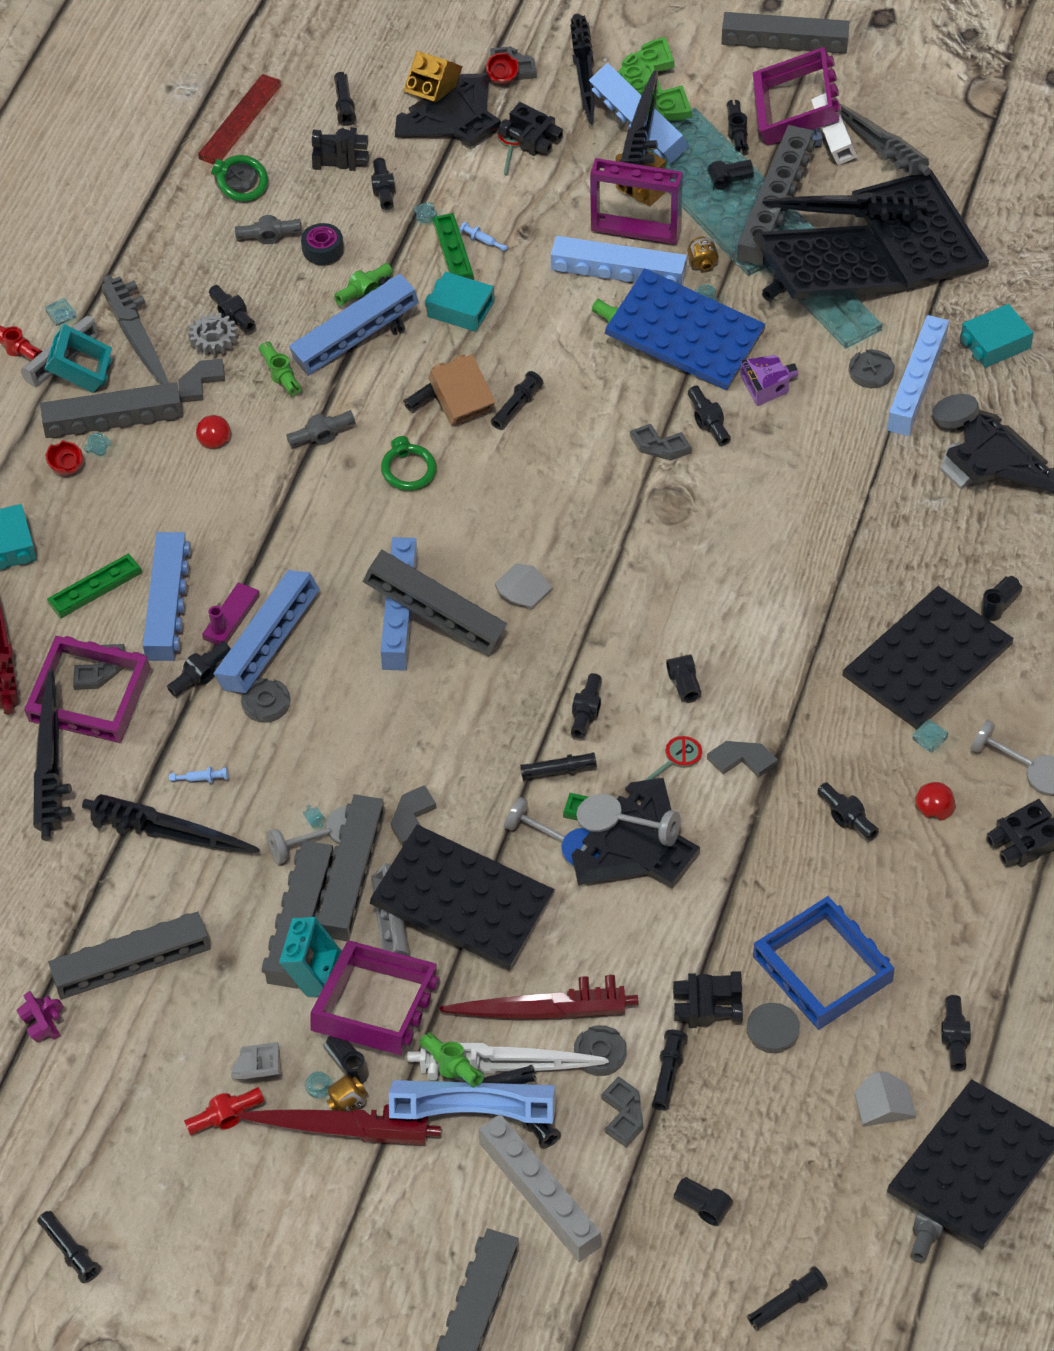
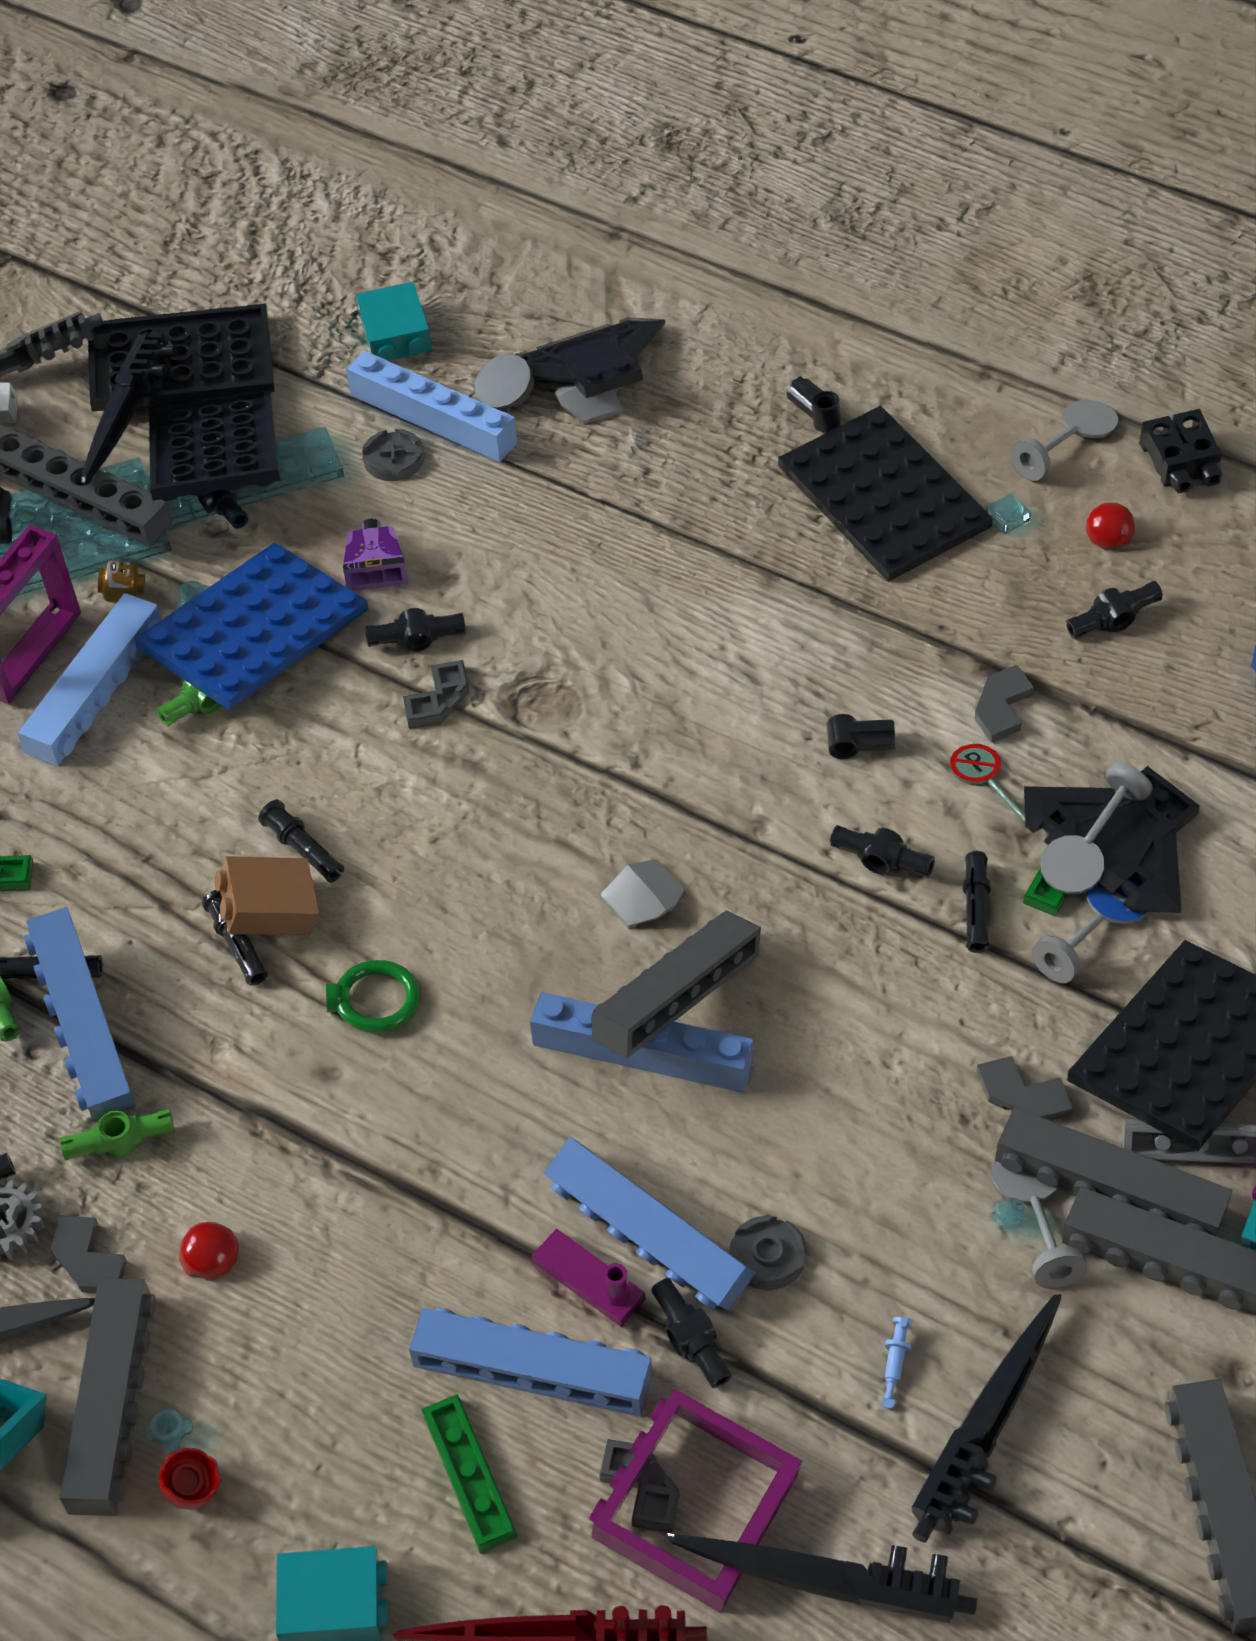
camera: 75 degrees left, 0 degrees up
(320, 429) = (263, 1097): dark grey pin -> none
(460, 301) = (82, 875): teal brick -> none

